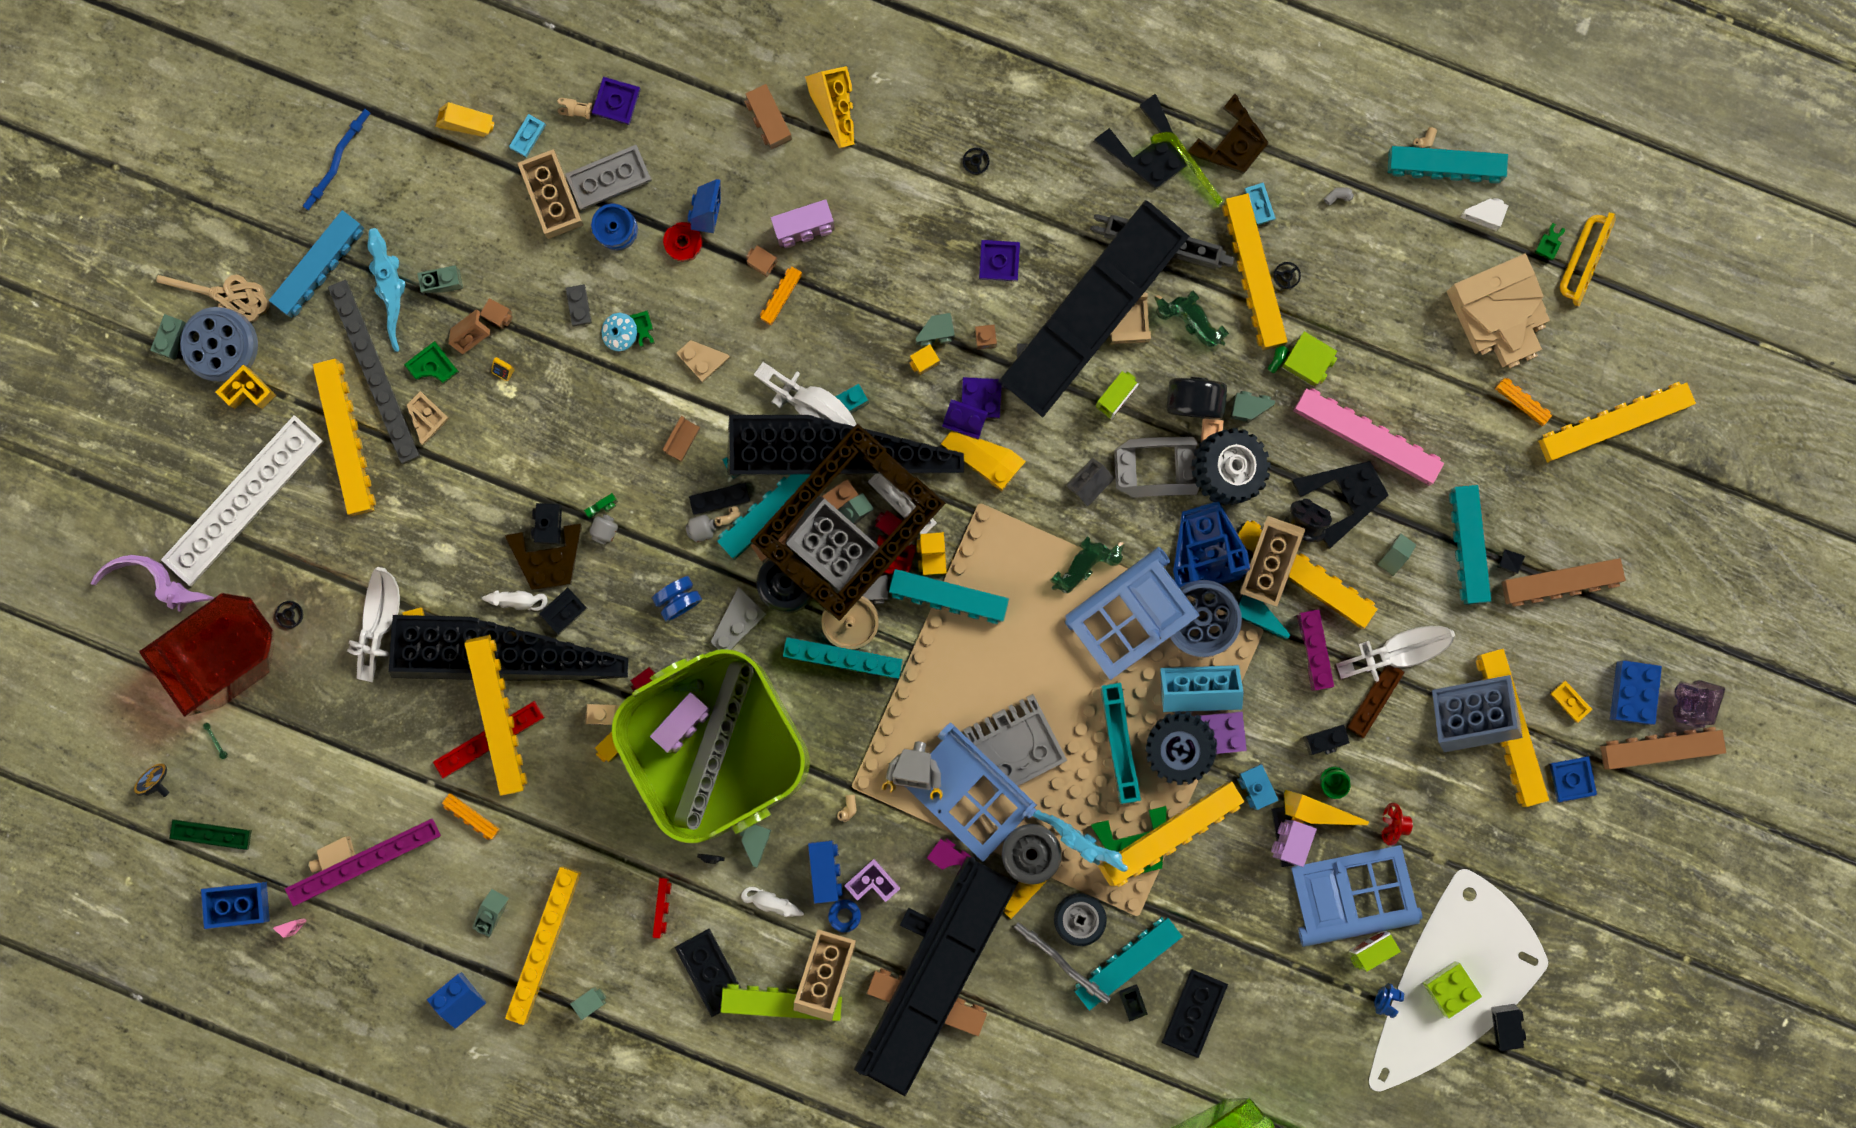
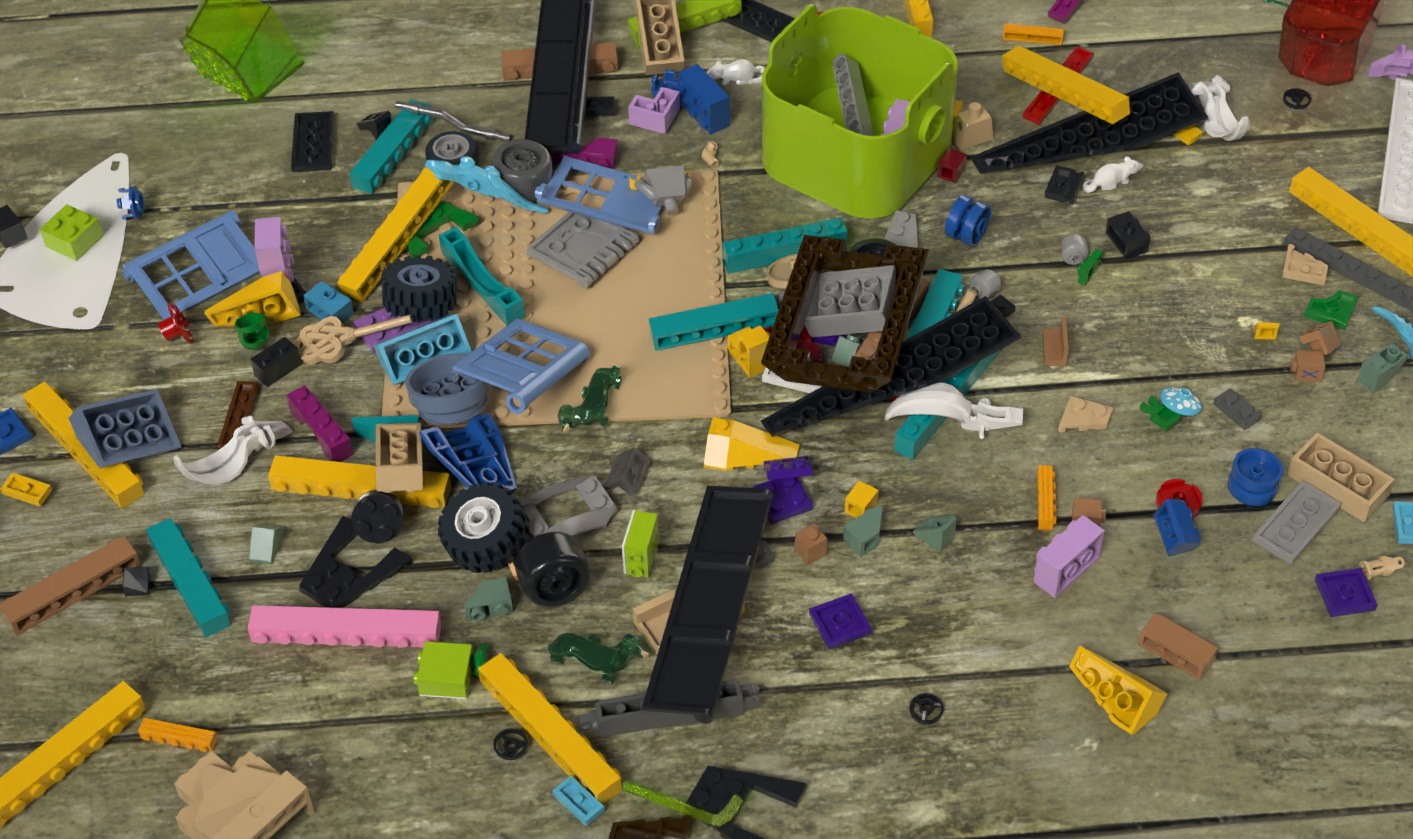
camera: 155 degrees right, 35 degrees down
(549, 566) = (1100, 206): dark brown wing -> none
(884, 305) = (937, 531): none -> sand green slope
(1271, 744) = (329, 337): none -> tan piece
(1374, 951) = (158, 224): lime piece -> none

